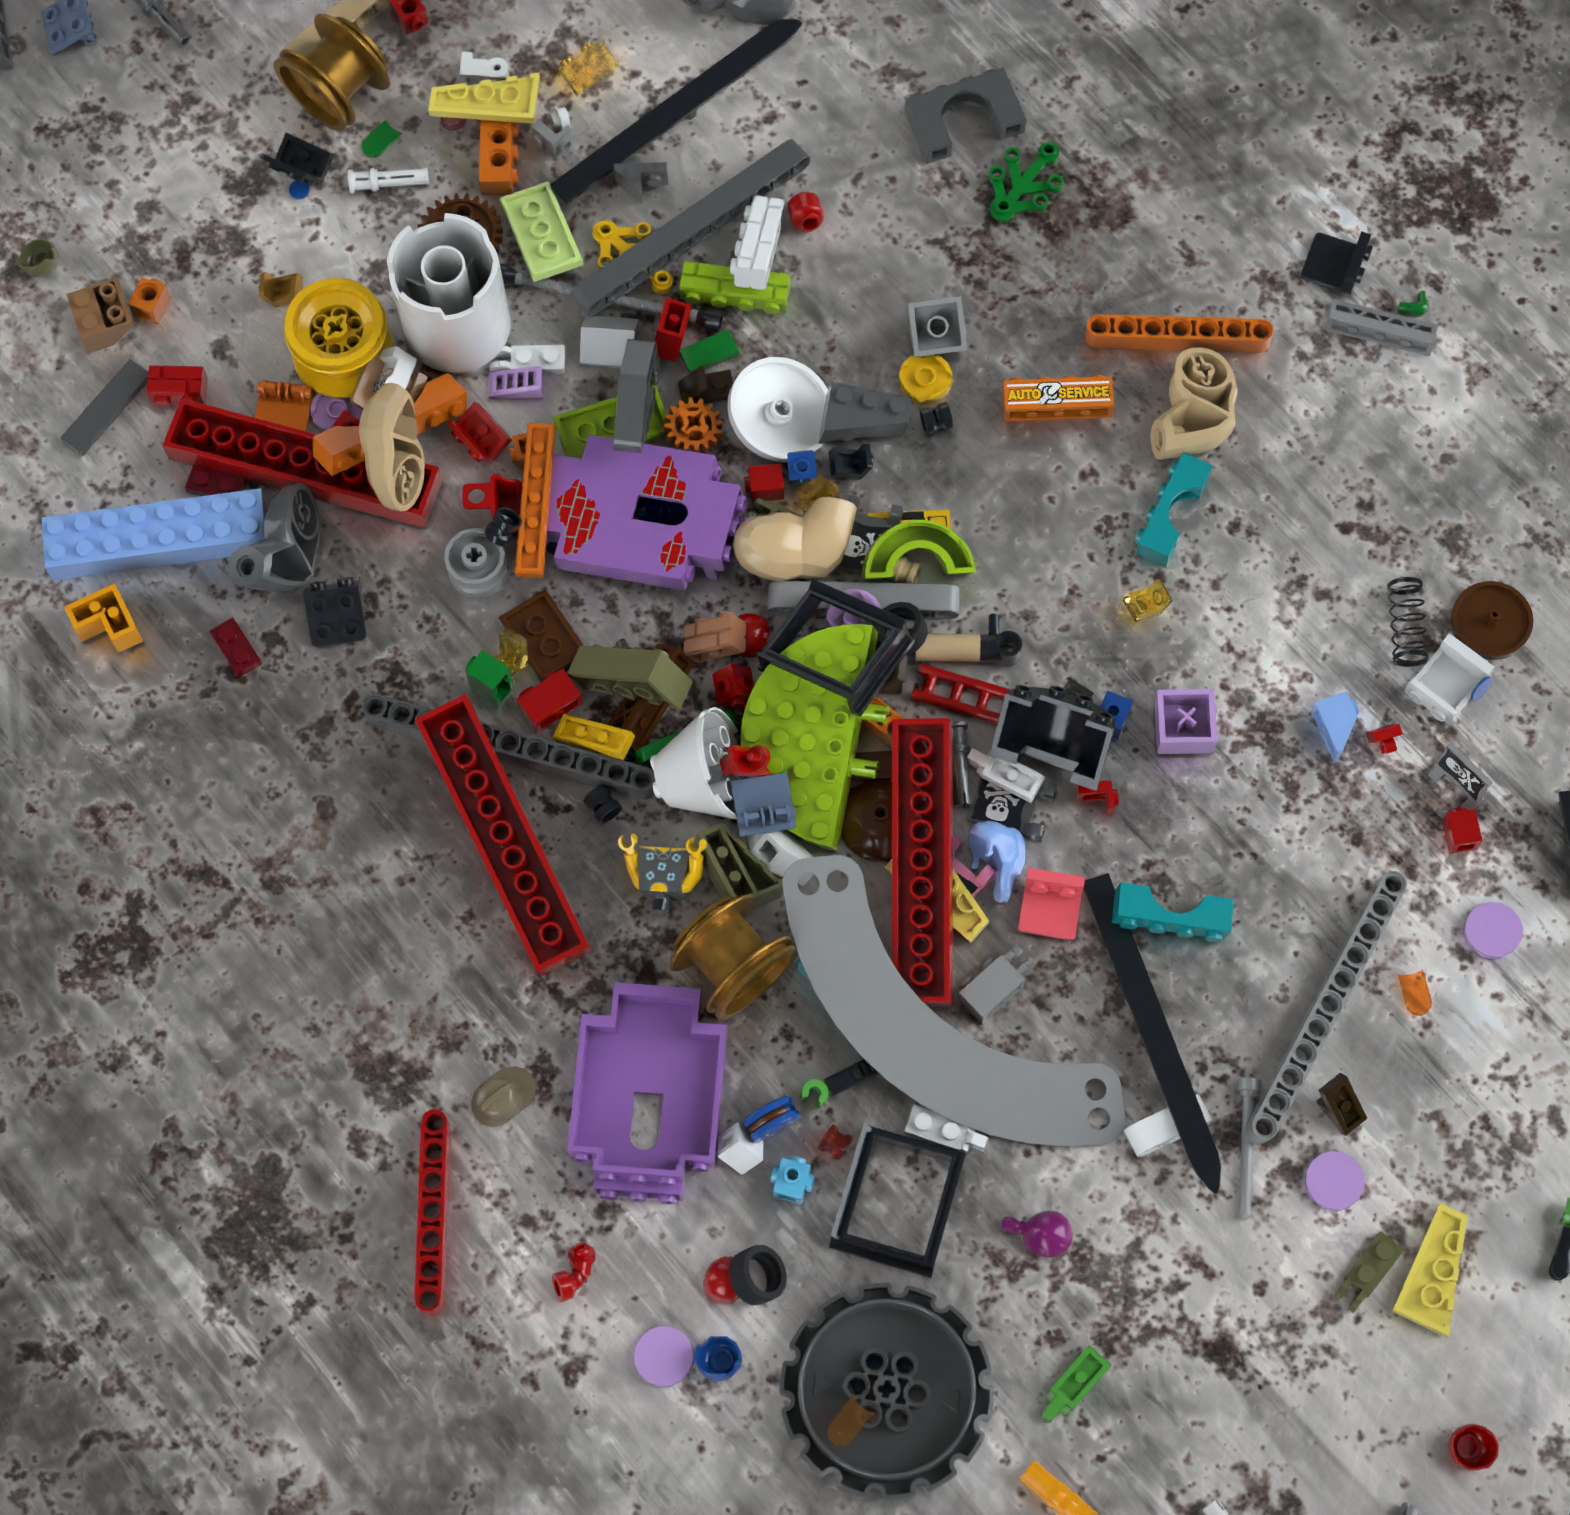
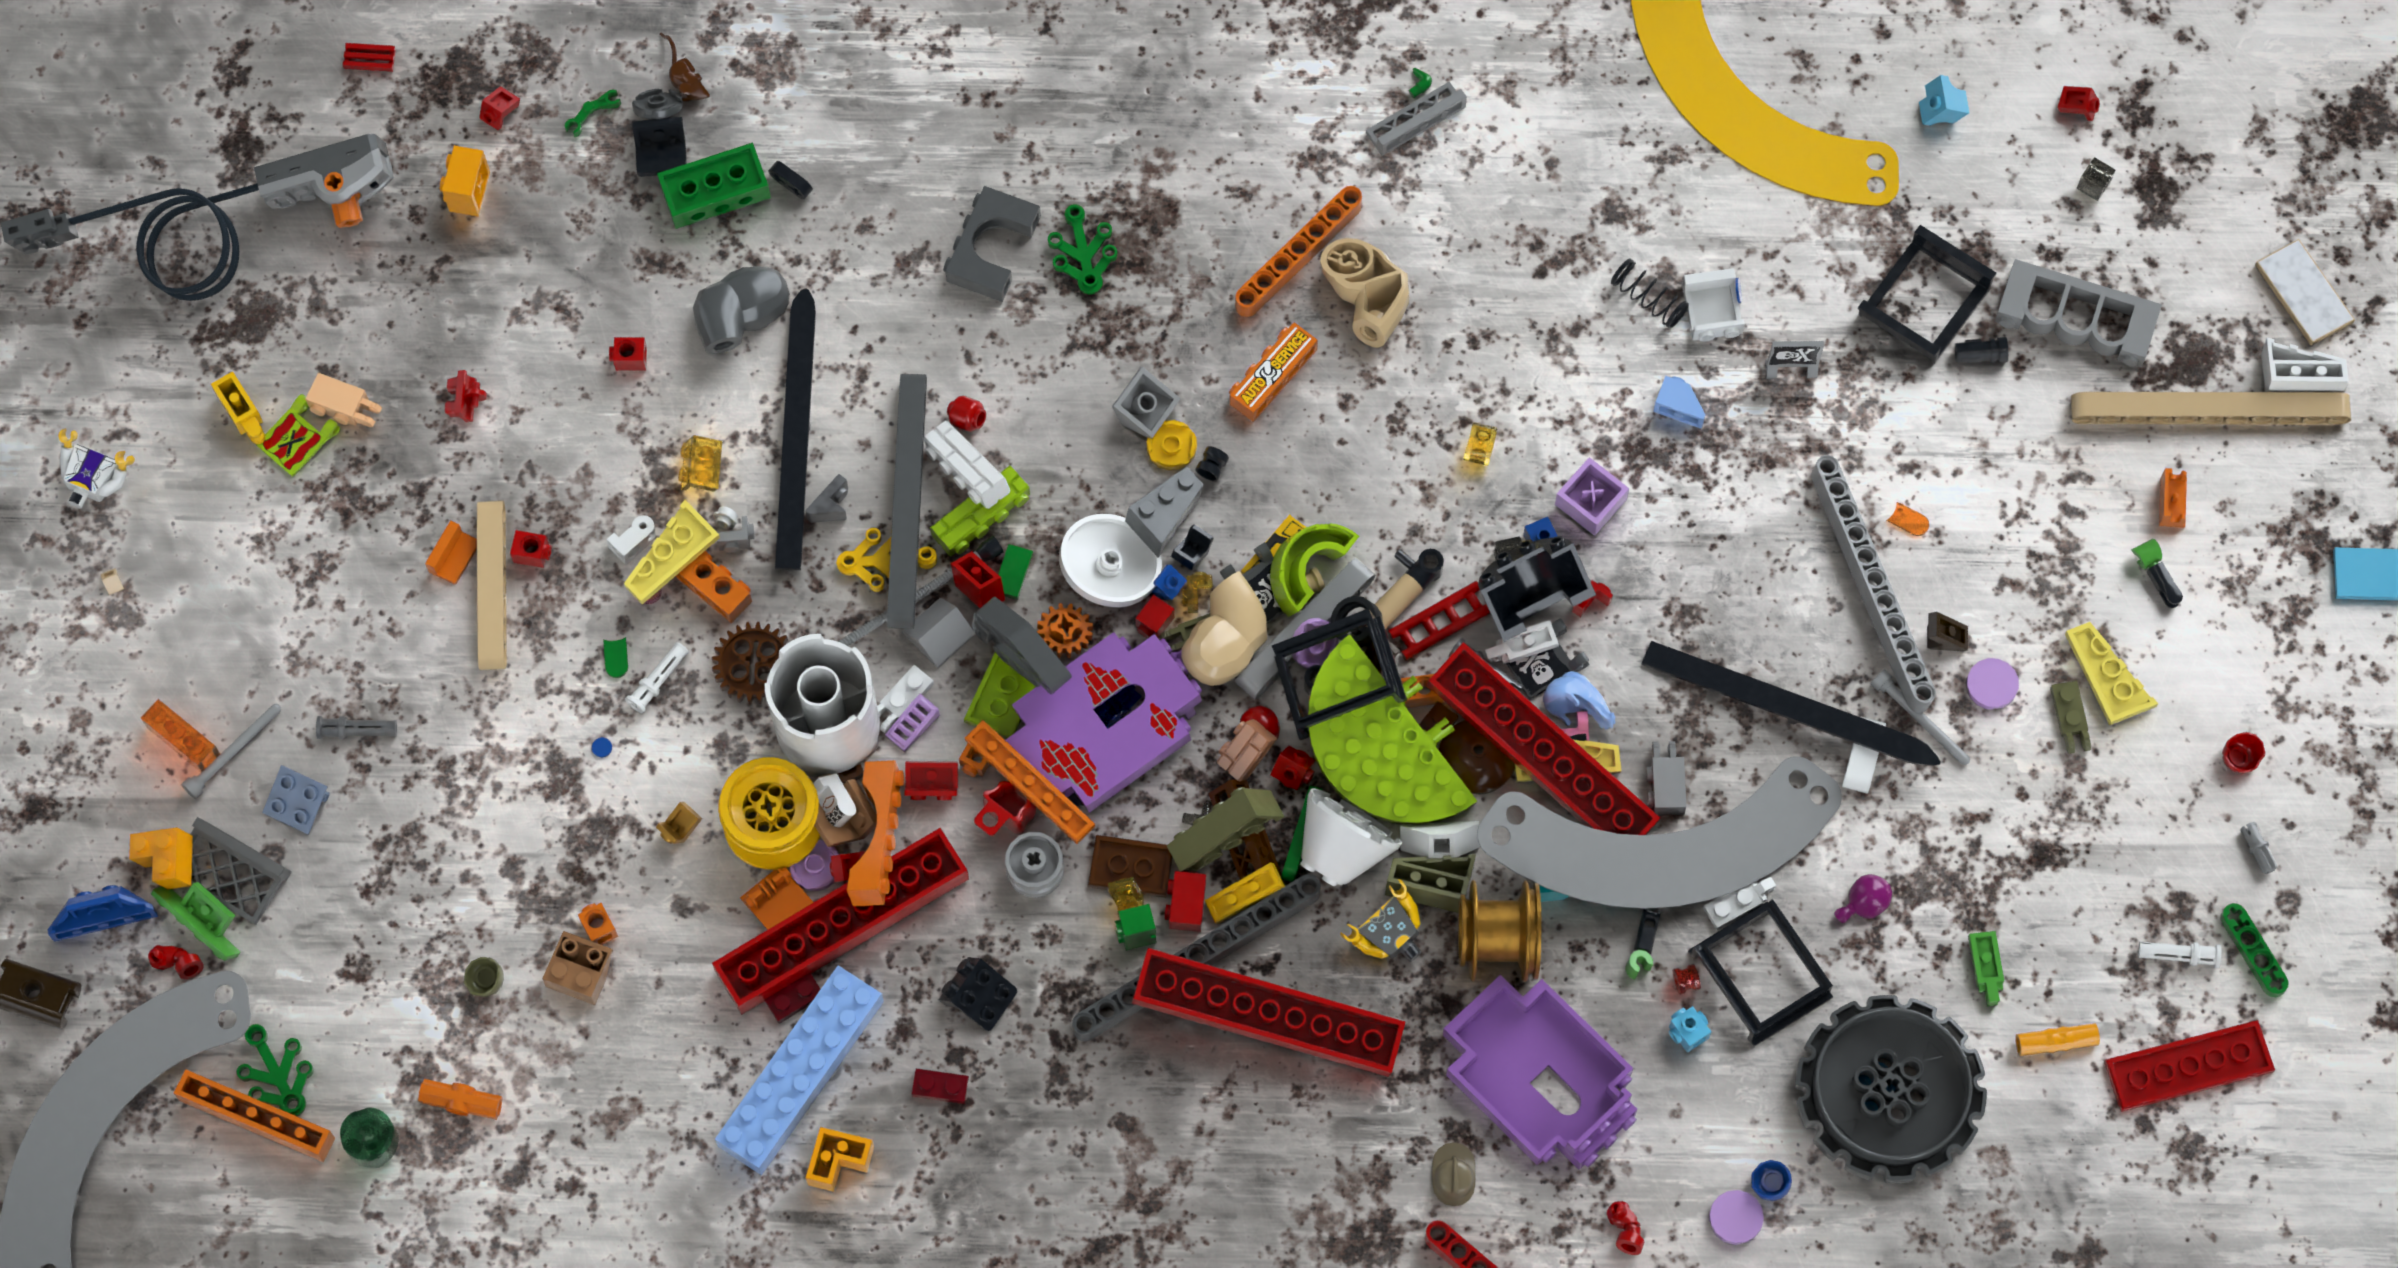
camera: 50 degrees left, 0 degrees up
(105, 407) = (655, 1026): dark grey tile -> none
(171, 383) = (689, 961): red brick -> none
(288, 545) = (907, 992): dark grey piece -> none
(300, 160) = (583, 725): black bracket -> none
(332, 71) = (544, 641): pearl gold wheel -> none
(391, 447) = (904, 841): tan piece -> none
(504, 525) = (1033, 821): black wheel -> none
(541, 231) = (806, 605): yellowish green tile -> none
(602, 804) = (1299, 929): black wheel -> none
(709, 387) = (1039, 596): dark brown slope -> none
(717, 1282) = (1719, 1132): red hair -> none
(738, 1148) = (1635, 1044): white panel -> none
(746, 761) = (1372, 801): red hips -> none
(763, 804) = (1409, 818): sand blue hinge -> none
(771, 1119) = (1635, 1005): blue head -> none
(773, 1268) = (1732, 1115): black tyre -> none
(848, 1423) = (1897, 1128): clear orange piece -> none
(1051, 904) = (1642, 696): coral bracket -> none
(1137, 908) = (1698, 640): teal arch -> none
(1186, 482) = (1439, 395): teal arch -> none
(1336, 261) = (1342, 102): black bracket -> none
(1385, 737) = (1717, 380): red tile -> none
(1462, 830) = (1826, 391): red brick -> none
(1492, 619) = (1694, 240): reddish brown piece -> none
(1493, 930) = (1910, 434): lavender tile -> none

